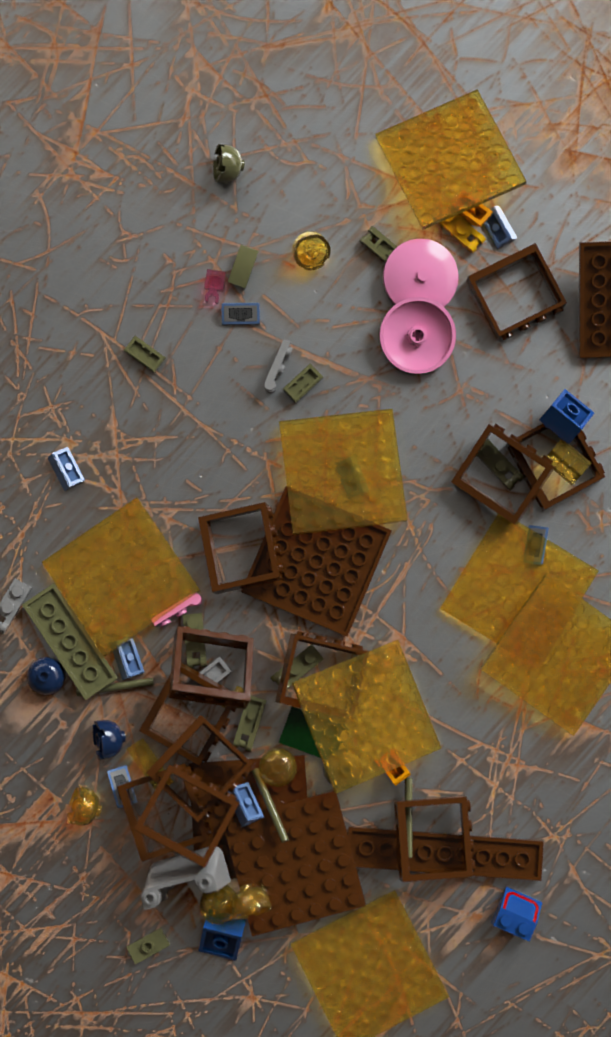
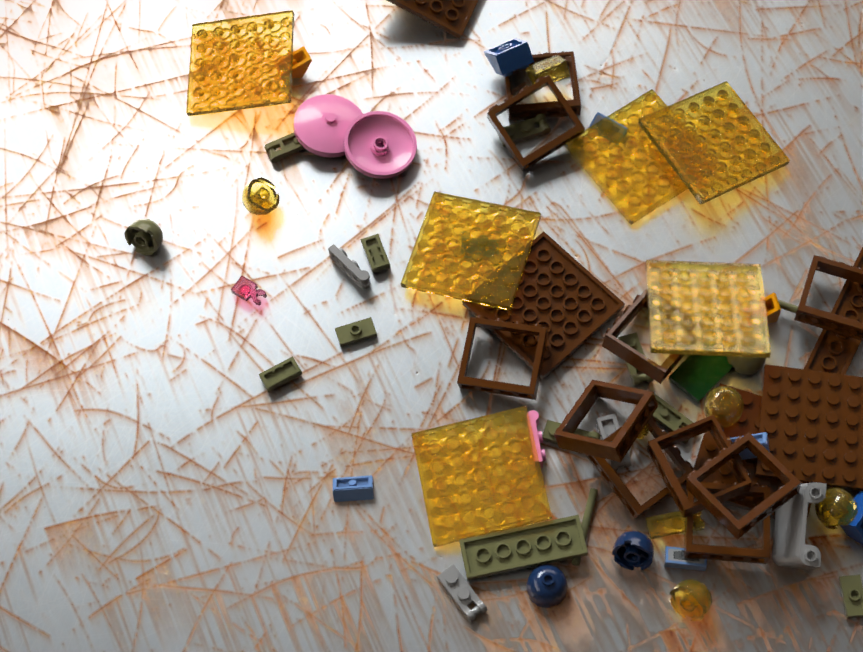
camera: 65 degrees left, 20 degrees down
(128, 660) = (564, 504): medium blue slope -> none
(216, 402) = (355, 332): none -> olive plate
(240, 313) = (285, 279): slope -> none
(243, 266) = (244, 259): olive slope -> none
(250, 902) = (846, 469): clear yellow cylinder -> none
(270, 806) = (761, 422): olive bar -> none
(461, 231) = (305, 82): yellow plate -> none
(499, 228) = (322, 54): medium blue slope -> none
(530, 251) = (380, 33): reddish brown window -> none

